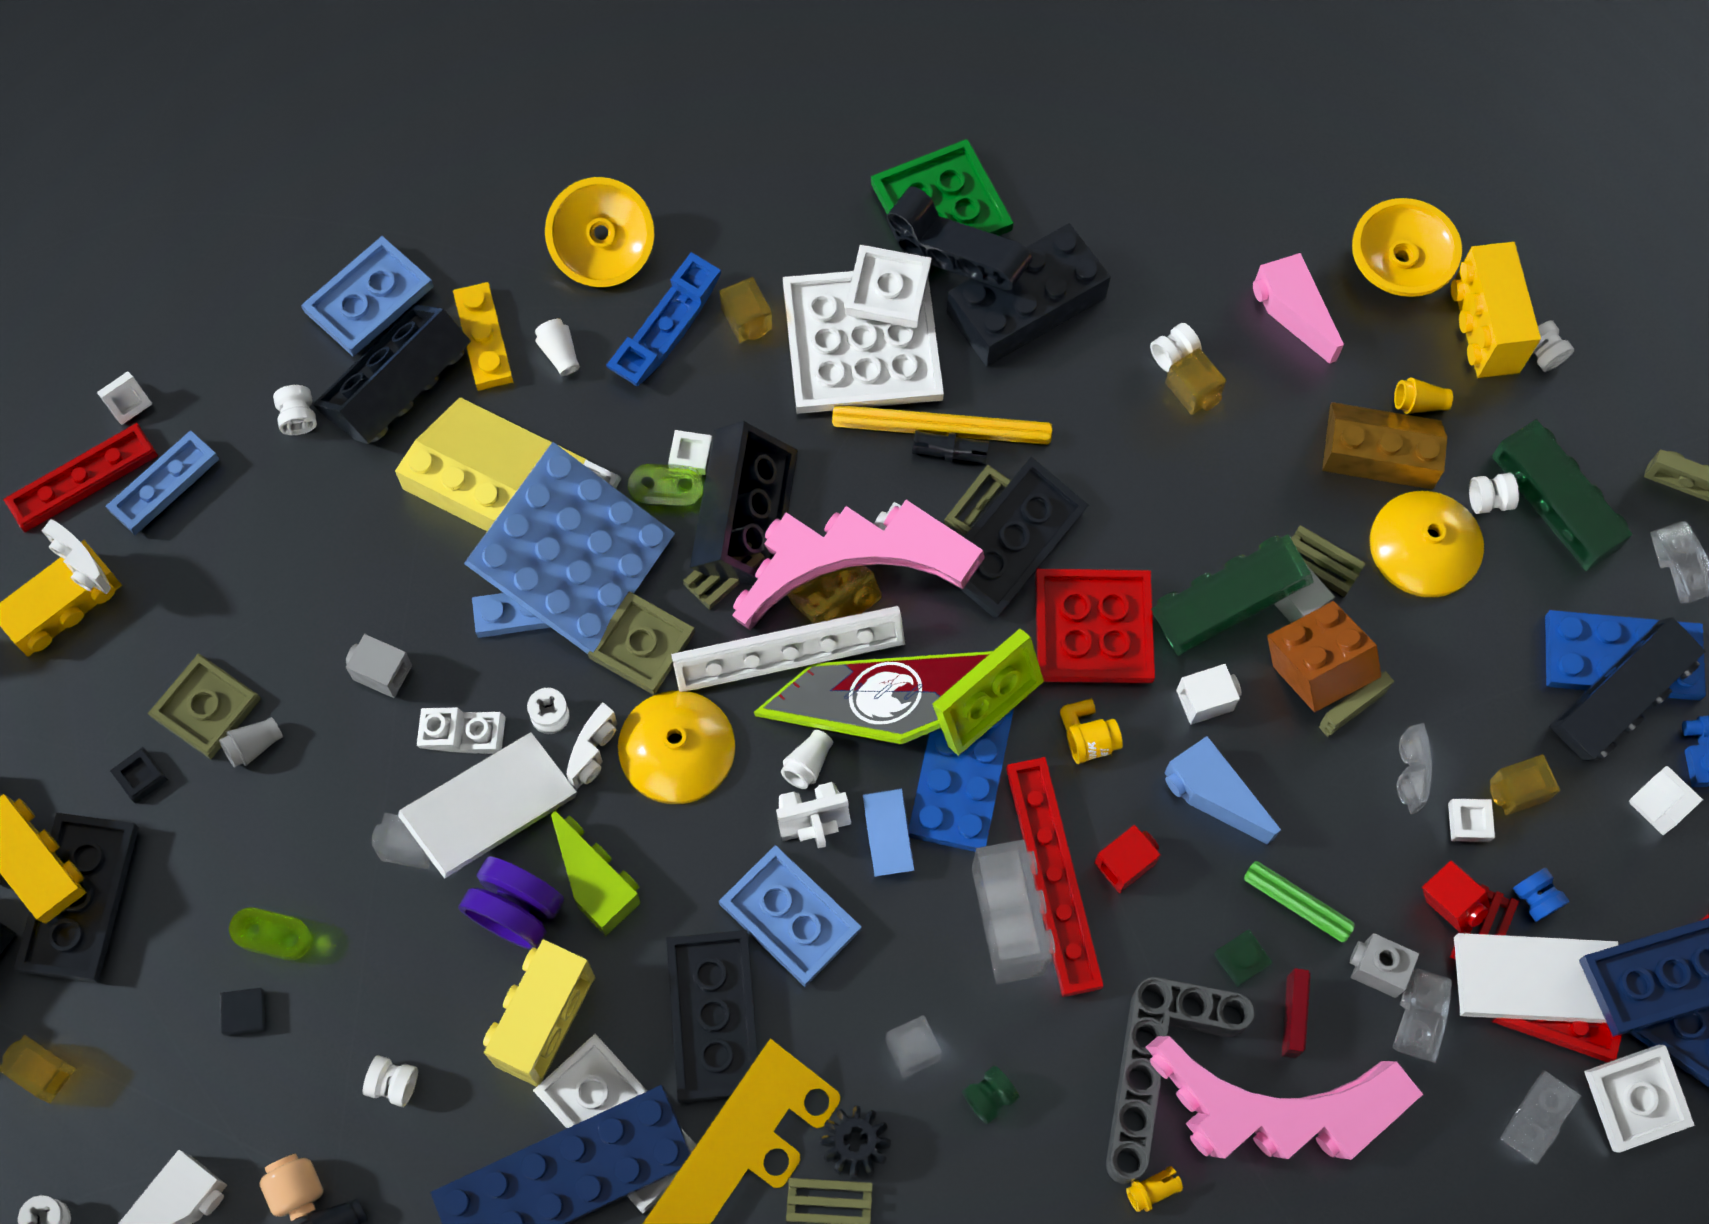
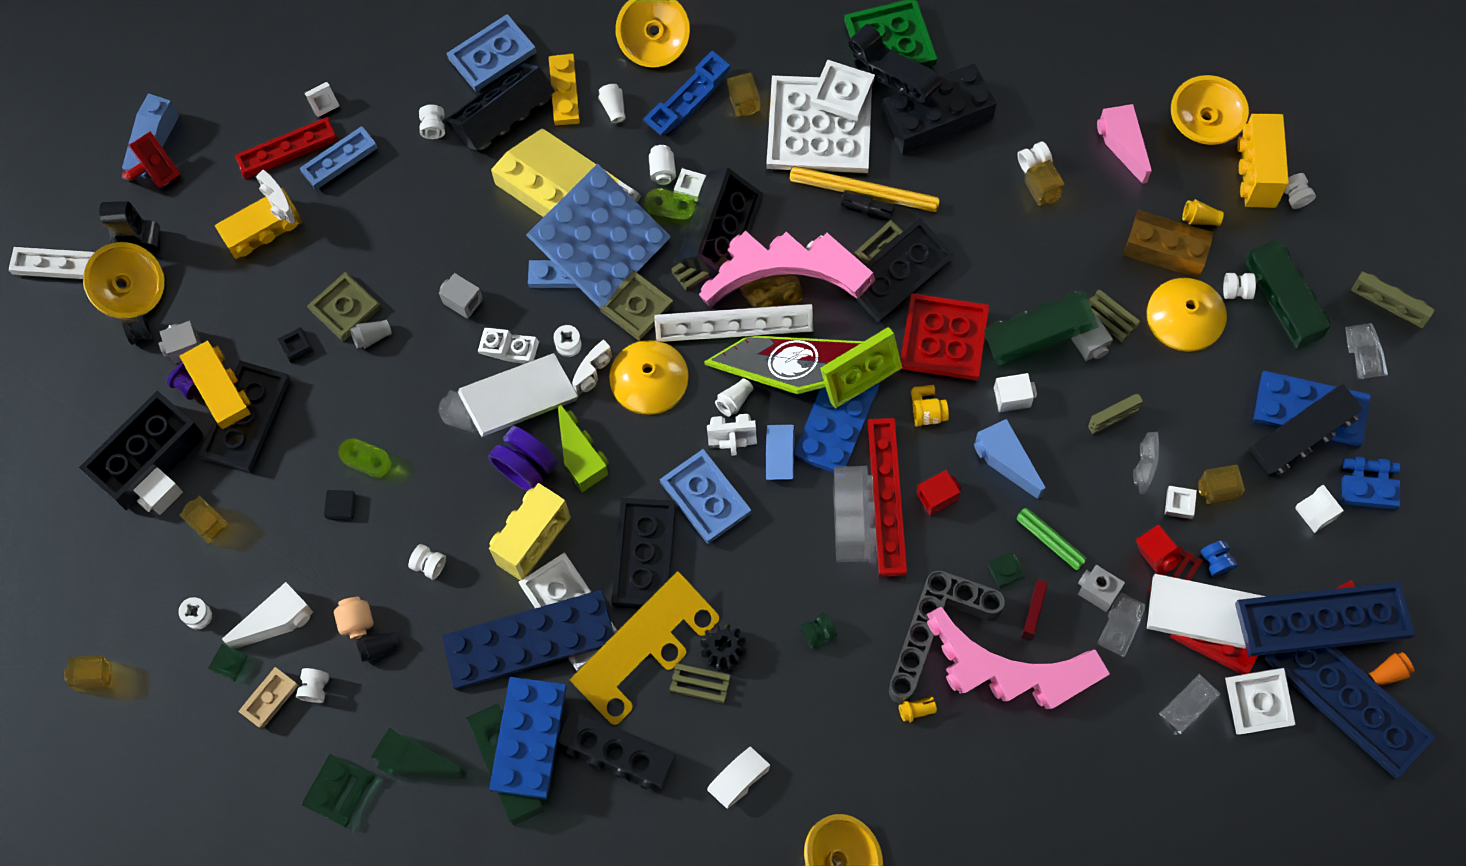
camera: 15 degrees right, 0 degrees up
(645, 428) = (662, 164): none -> white brick
(913, 1046) = (772, 592): clear brick -> none
(1324, 656) = (1097, 377): dark orange brick -> none

